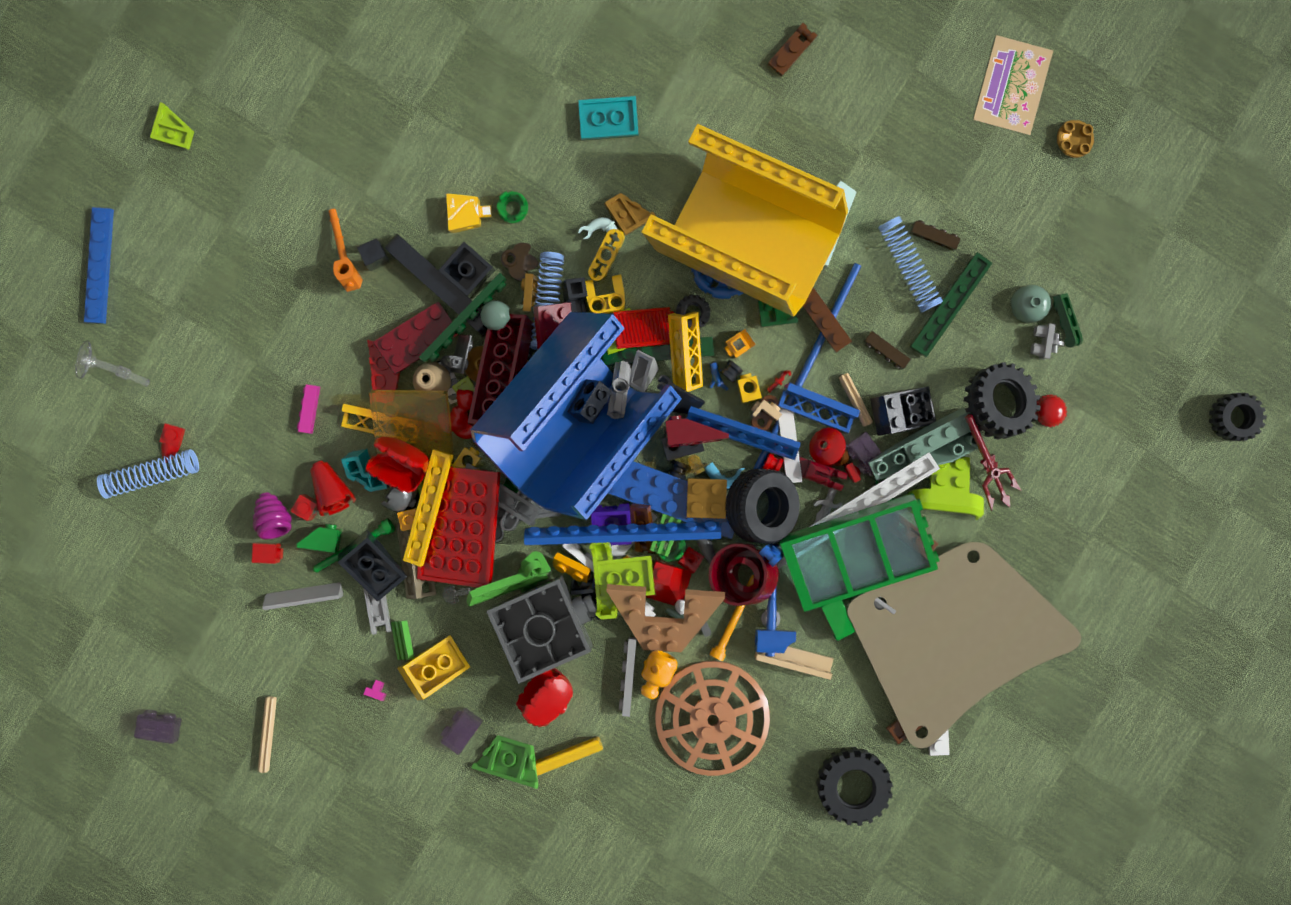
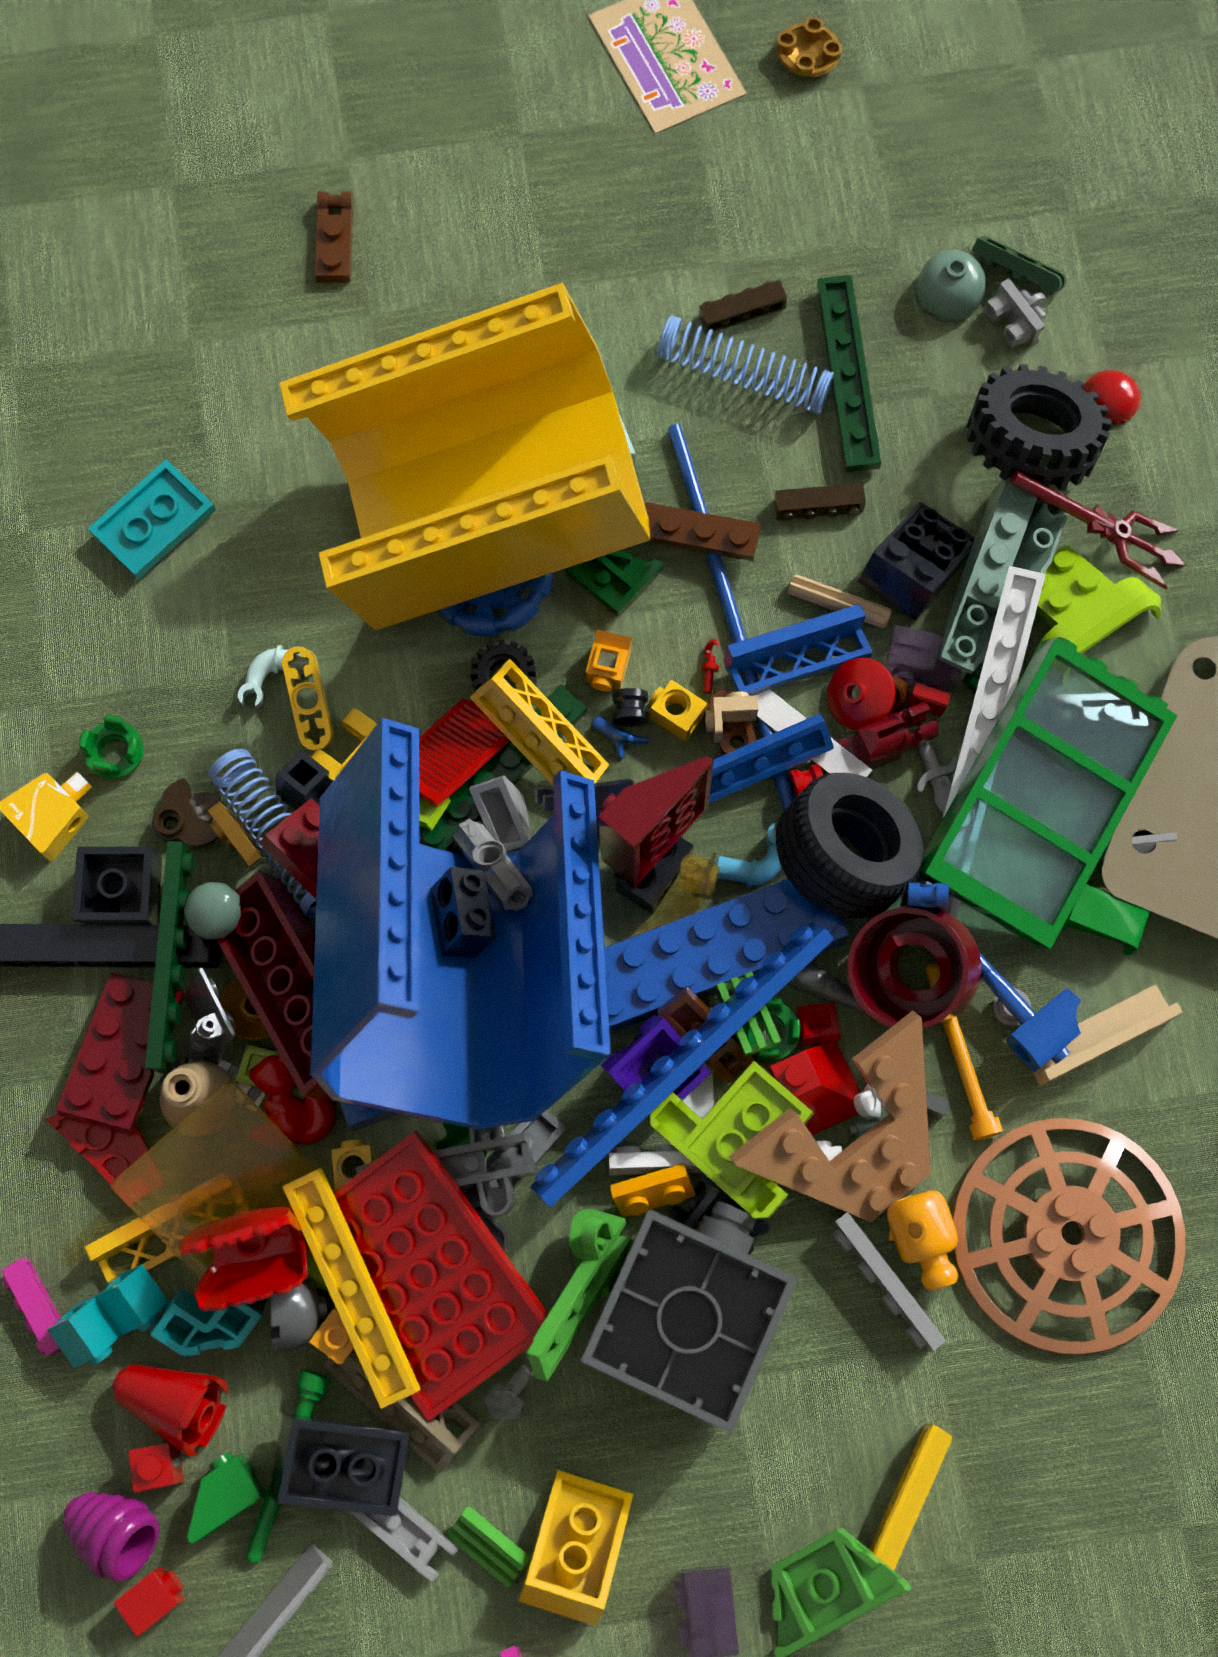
camera: 40 degrees left, 15 degrees down
(322, 436) = (95, 1324): none -> teal brick
(545, 698) = (791, 1430): red animal -> none
(626, 213) = (289, 620): pearl gold wing -> none
(678, 469) = (679, 904): black wheel -> none
(706, 498) = (759, 905): pearl gold plate -> none

